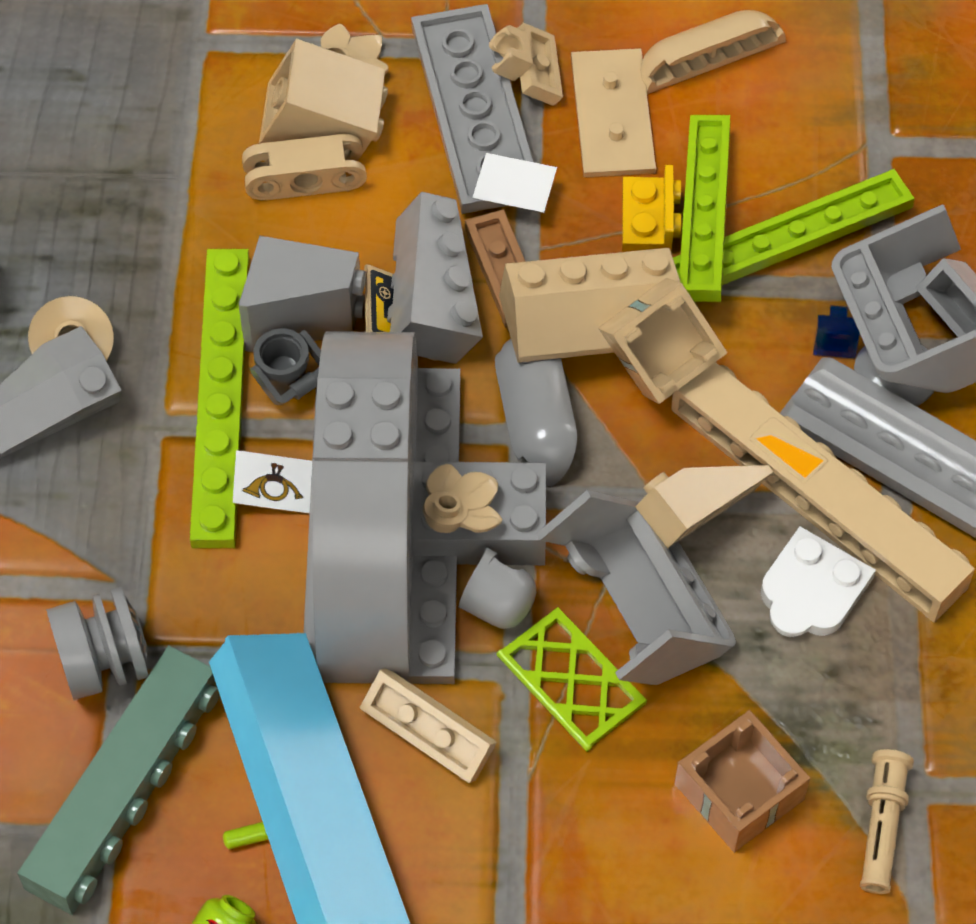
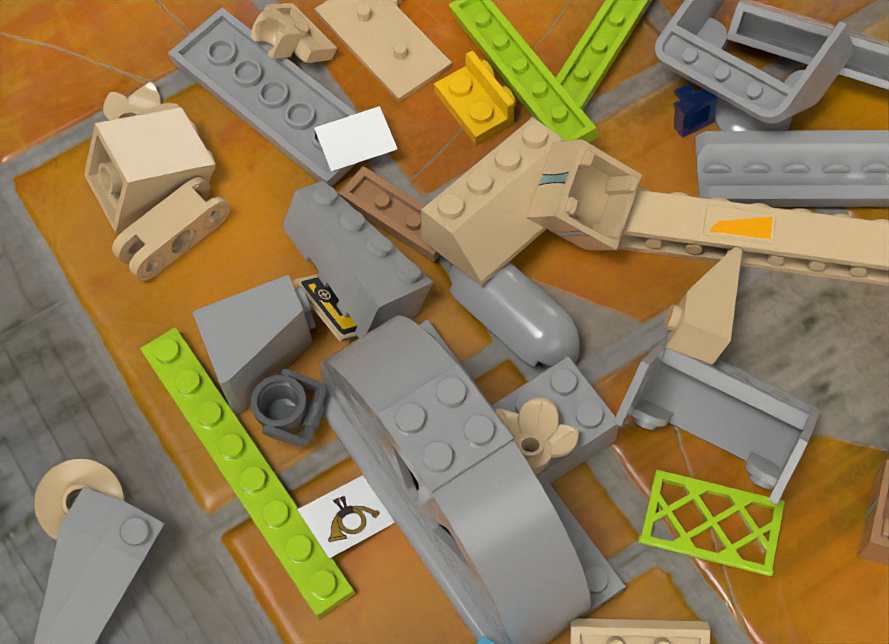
camera: 30 degrees left, 5 degrees up
(498, 592) = (612, 492): light grey helmet -> none
(813, 586) = (831, 322): white plate -> none

